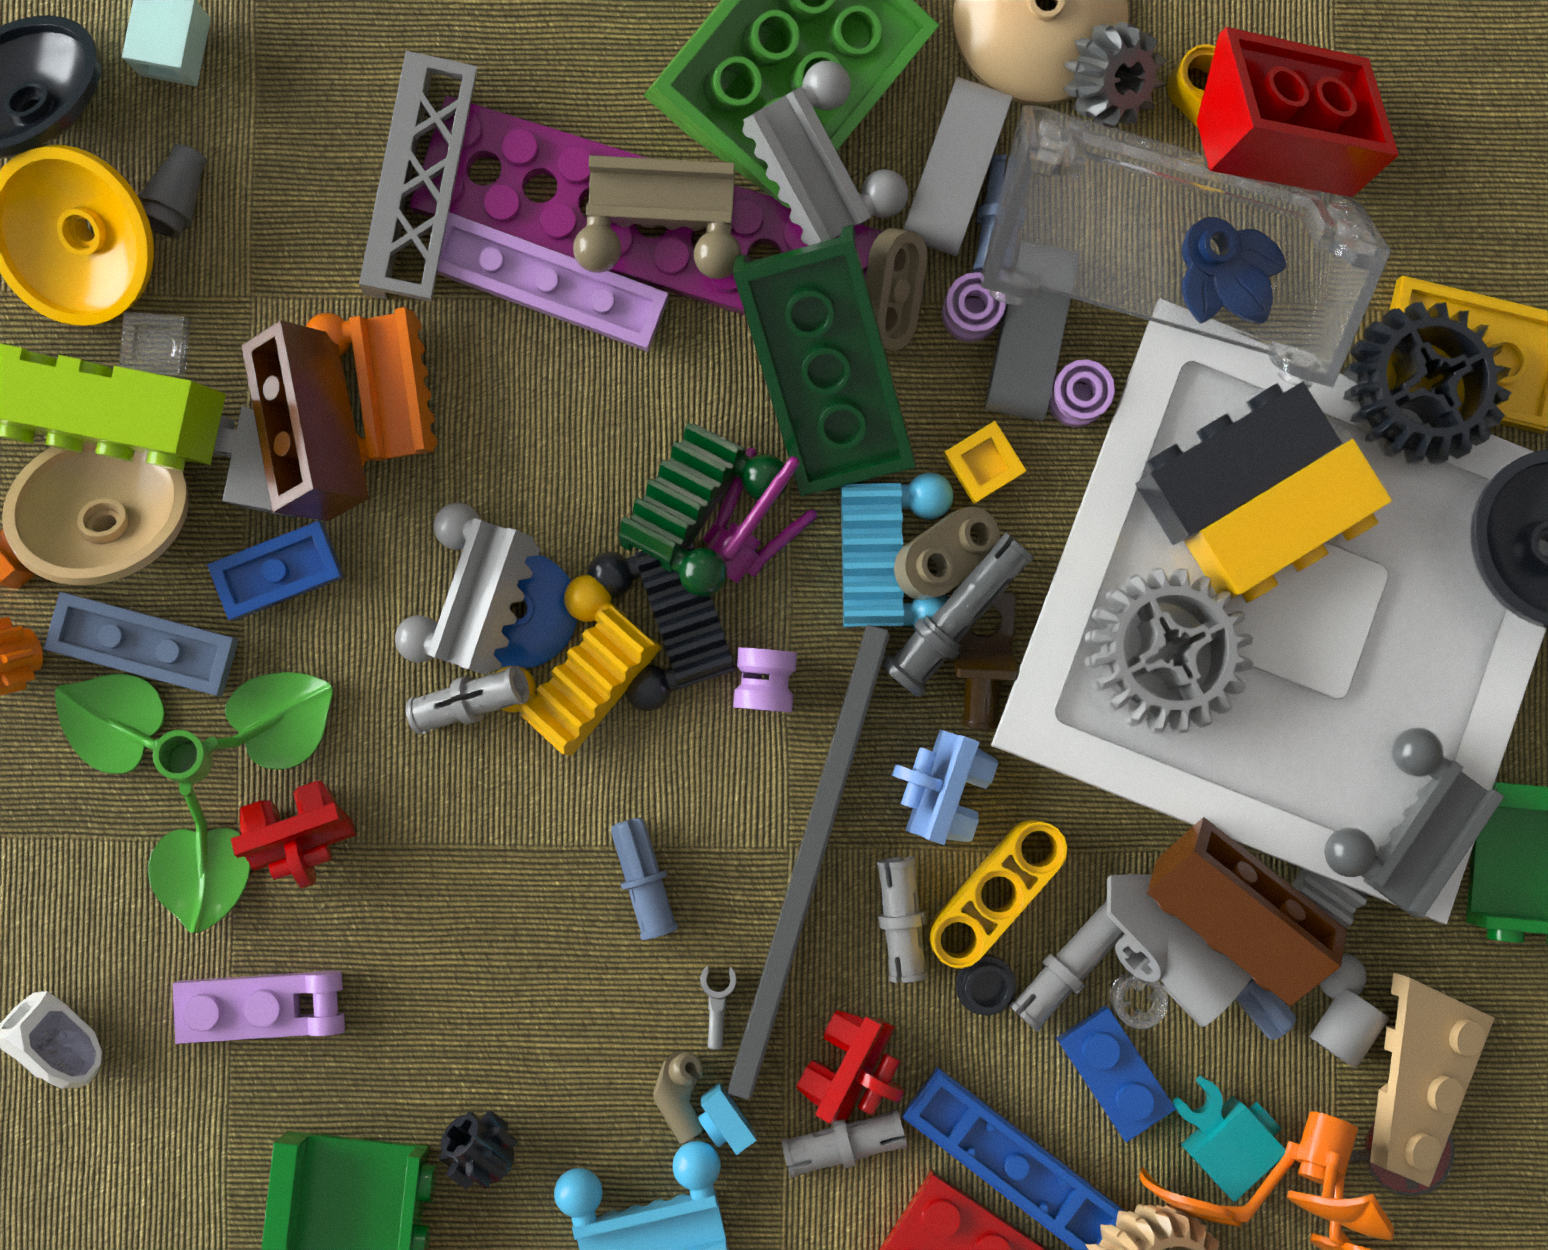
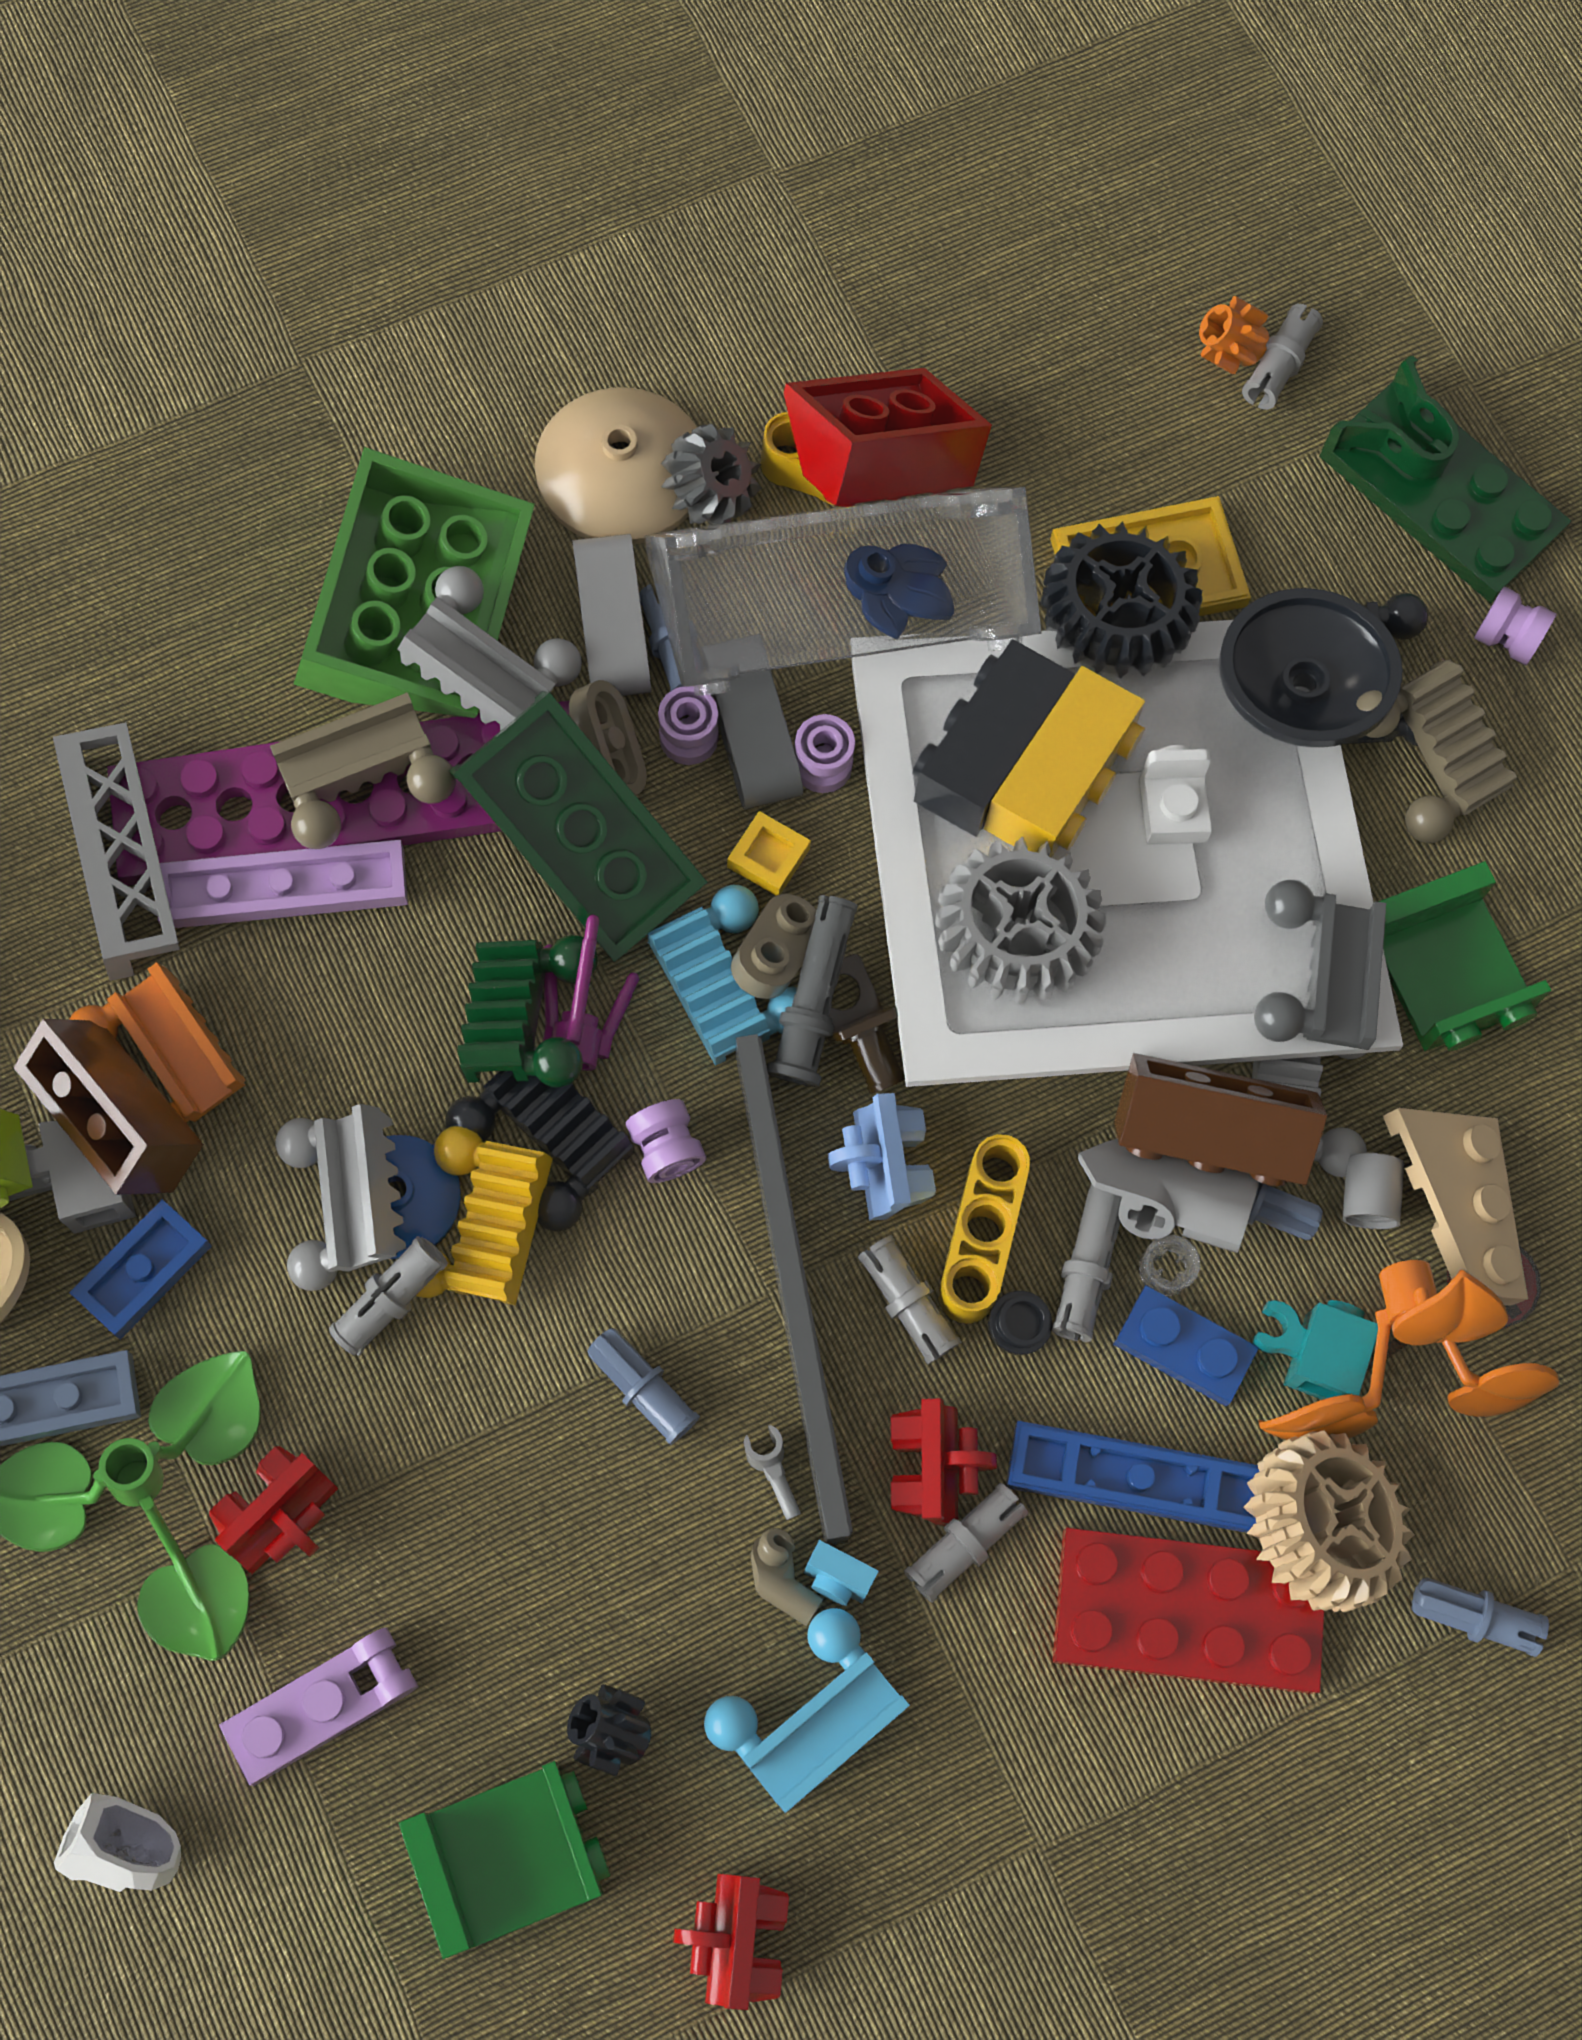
camera: 30 degrees left, 15 degrees down
(1371, 597) = (1175, 795): none -> white bracket

